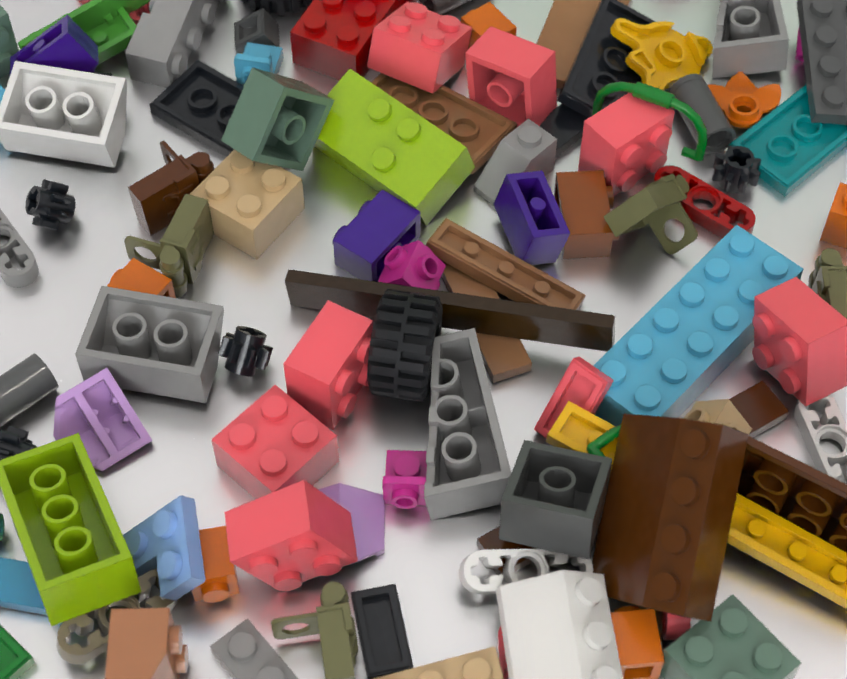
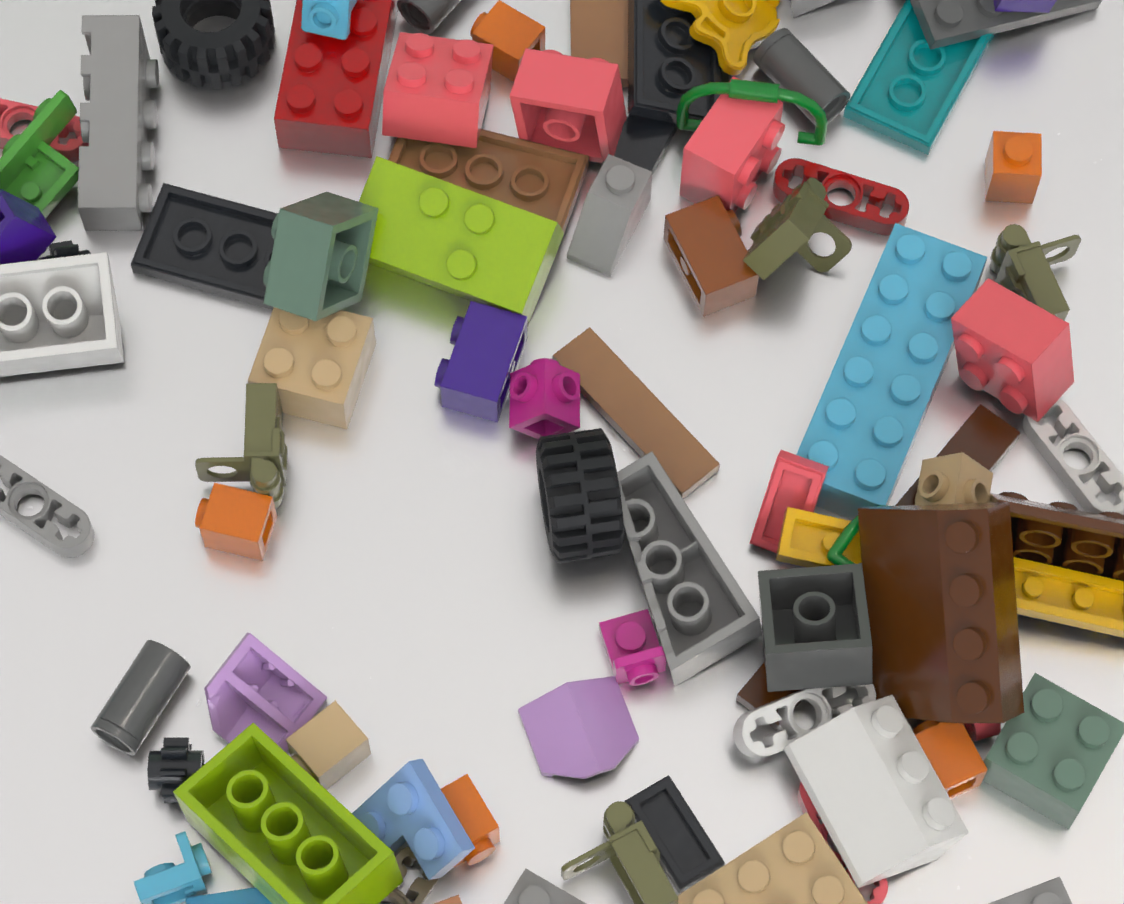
camera: 20 degrees left, 10 degrees up
(50, 204) = (75, 441): black gear -> none
(132, 475) = (329, 745): none -> tan brick
(153, 343) = (283, 582): light grey slope -> none
(161, 192) = (218, 375): reddish brown piece -> none
(245, 351) = (392, 556): black gear -> none
(256, 28) = (217, 121): dark grey slope -> none
(257, 56) = (241, 167): medium azure bracket -> none
(275, 445) = (477, 665): coral brick -> none
(290, 536) = (547, 767): coral brick -> none
(330, 364) = (504, 545): coral brick -> none
(462, 311) = (622, 428): dark brown tile -> none
(500, 268) = (649, 360): medium nougat tile -> none
(531, 217) = (656, 283): dark purple brick -> none
(736, 169) = (865, 141): black gear -> none
(744, 102) = (839, 36): orange plate -> none

